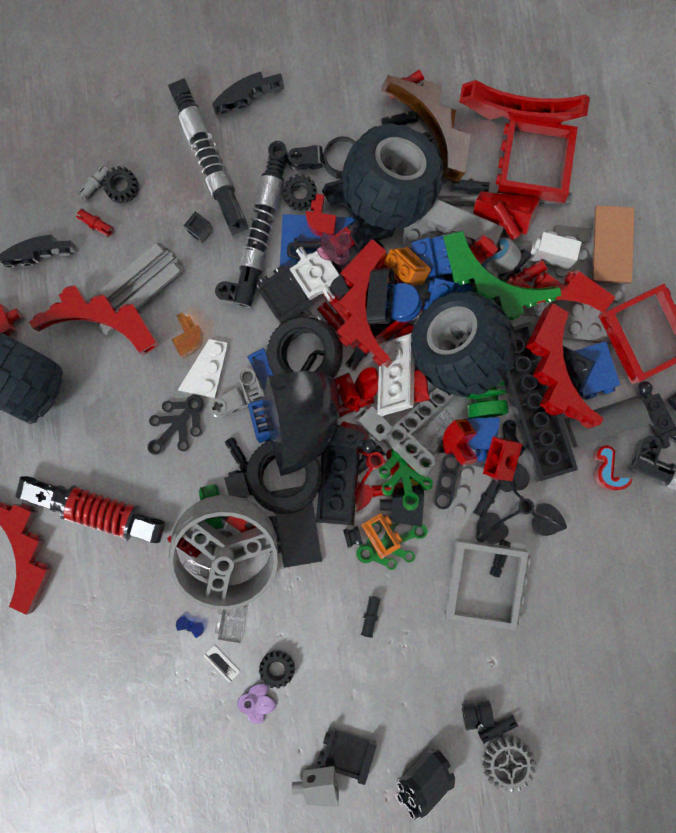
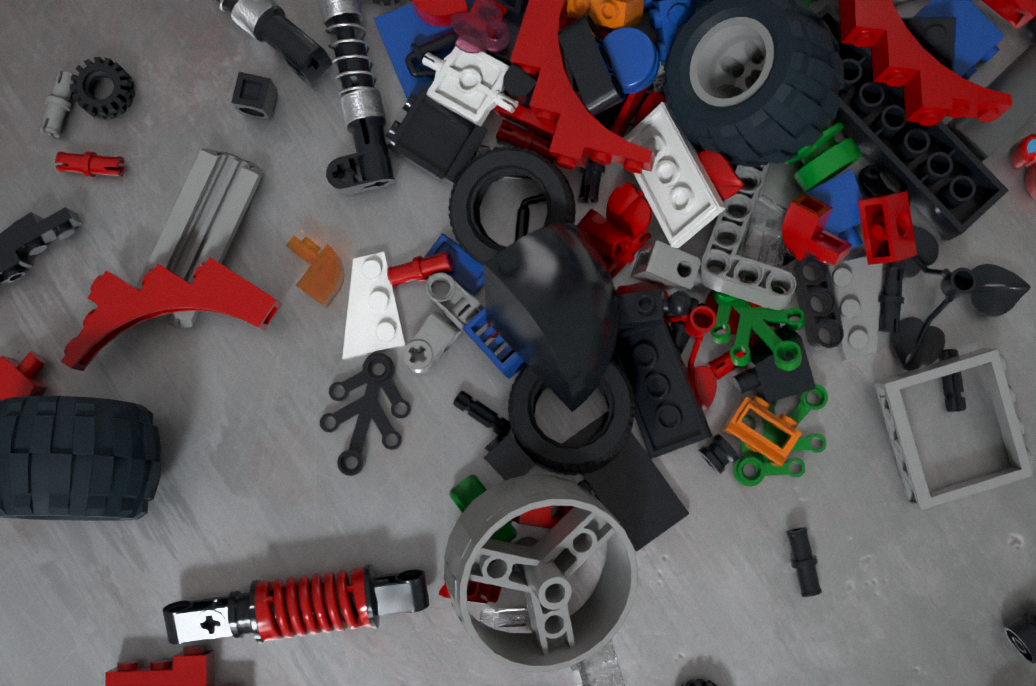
camera: 30 degrees left, 0 degrees up
(242, 361) = (420, 268): none -> red pin

